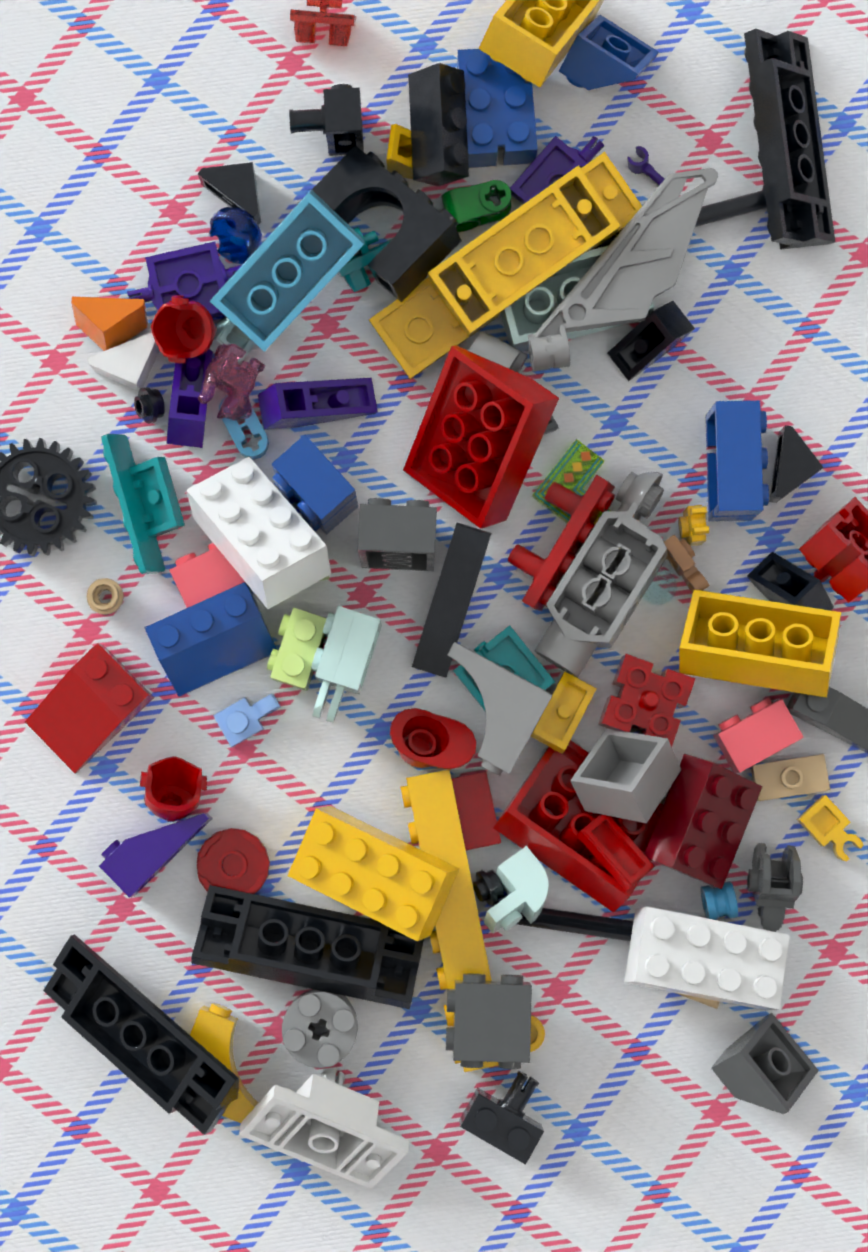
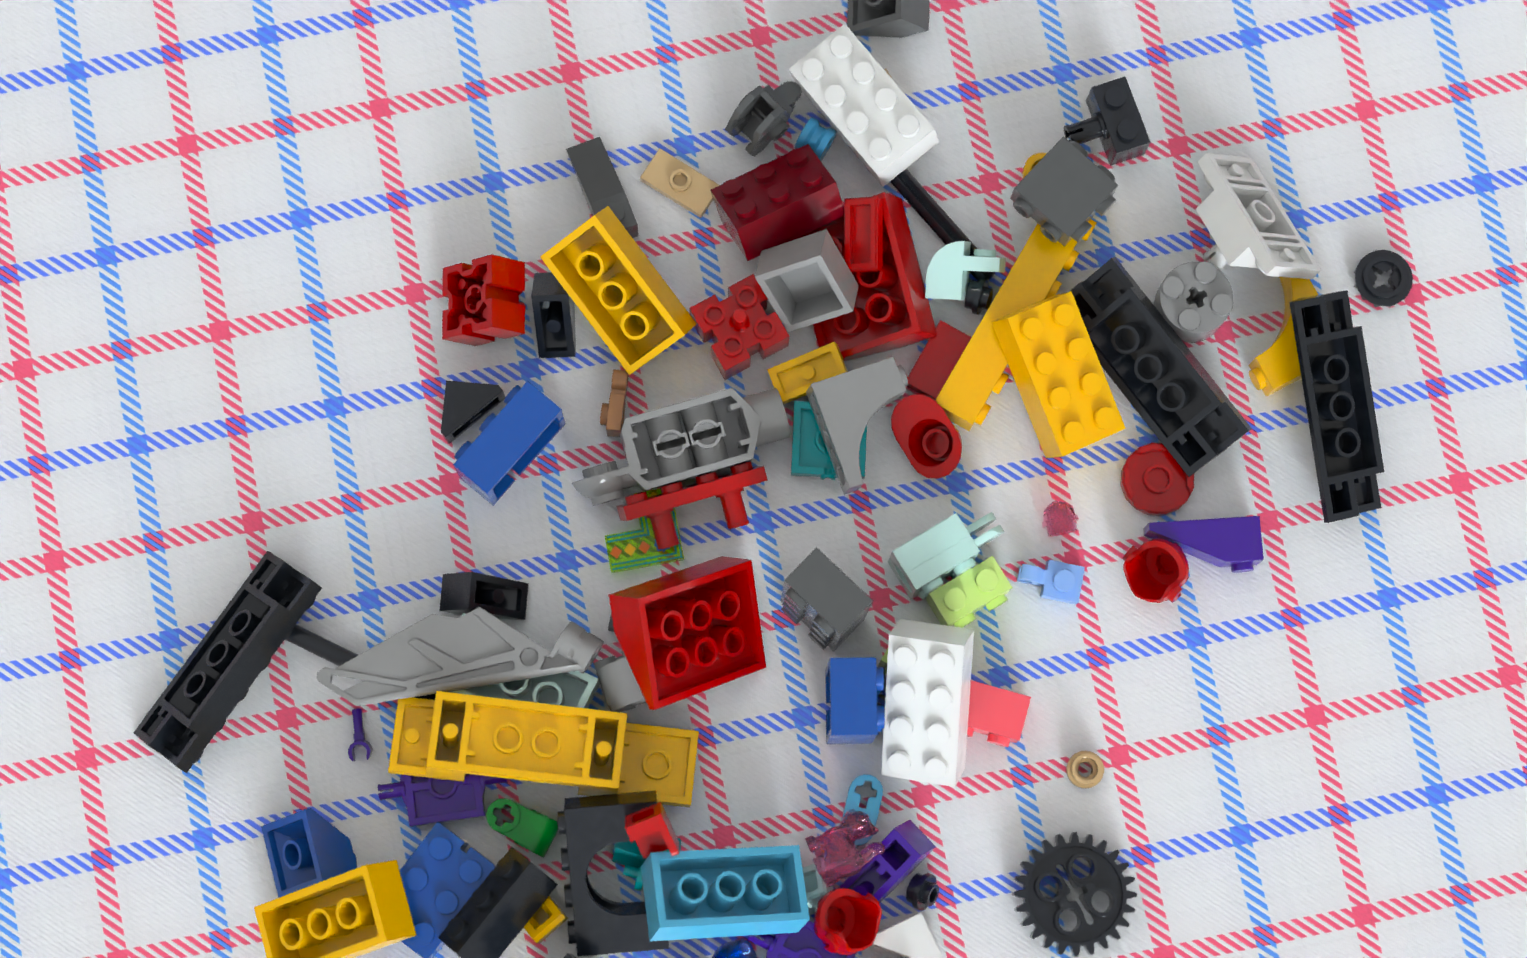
camera: 140 degrees left, 5 degrees down
(88, 707) = (1169, 691): red slope -> none
(145, 500) = (989, 817): teal bracket -> none
(175, 1192) = (1381, 262): none -> black gear
(211, 639) = (1031, 661): blue slope -> none
(280, 767) = (1059, 519): none -> clear pink plate
(316, 402) = (788, 776): dark purple slope -> none
(376, 261) = (652, 830): none -> red panel
(451, 599) = (818, 529): black slope -> none
(661, 589) = (648, 400): clear light blue tile -> none
(693, 525) = (582, 426): yellow plate -> none
(757, 735) = (677, 232): coral piece -> none
(826, 824) = (685, 125): yellow plate -> none

